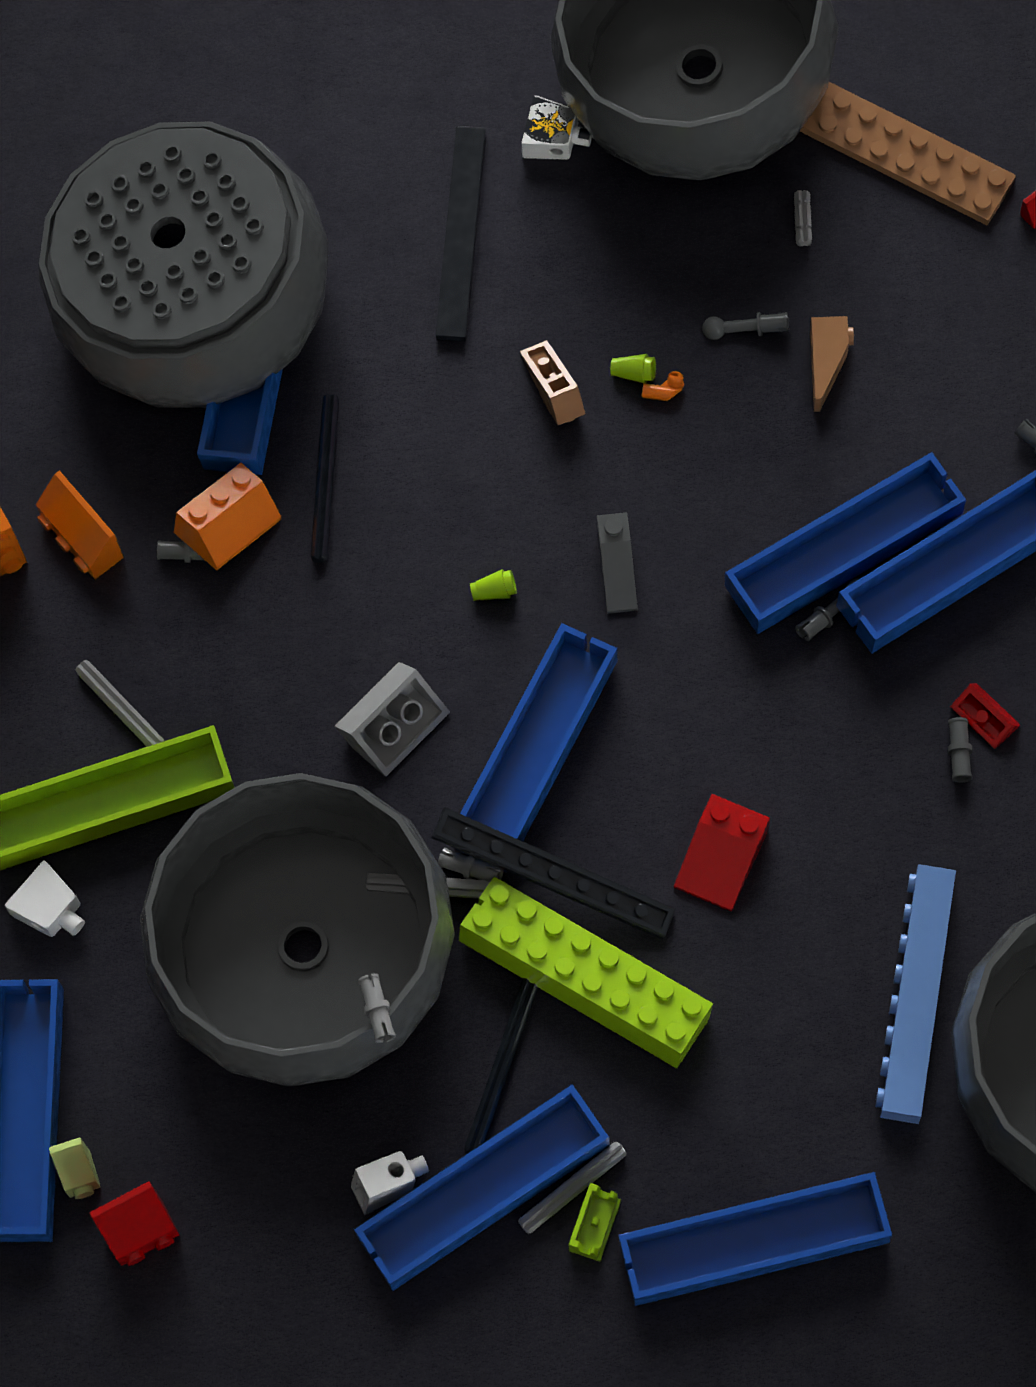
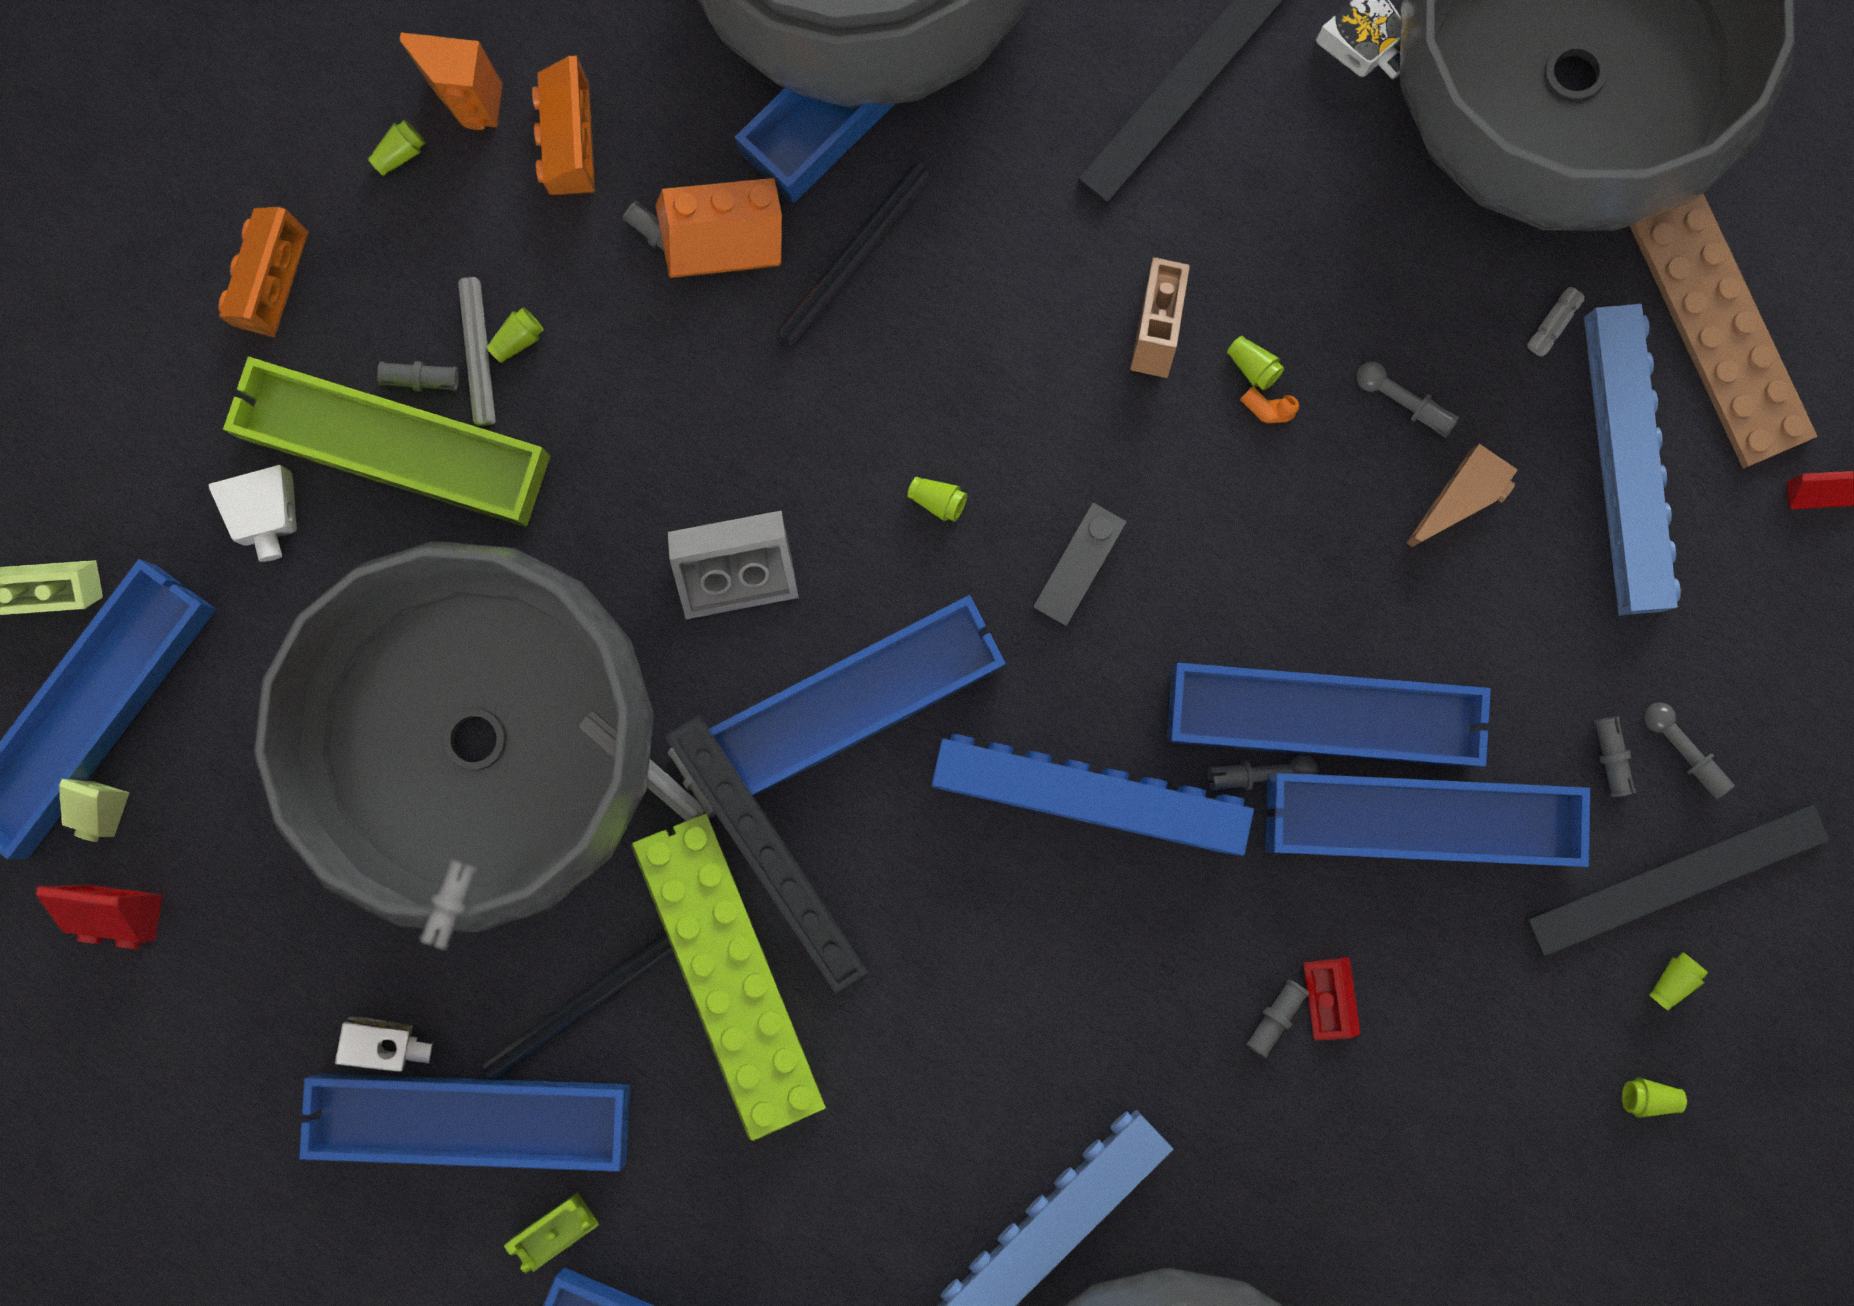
camera: 30 degrees right, 15 degrees up
(92, 747) = (418, 376): none -> dark grey pin
(139, 677) = (516, 334): none -> lime cone
(572, 1187) = (555, 1180): light grey axle -> none
(722, 852) = (956, 950): red slope -> none
(733, 693) = (1093, 797): none -> blue piece
(914, 266) = (1631, 460): none -> medium blue brick

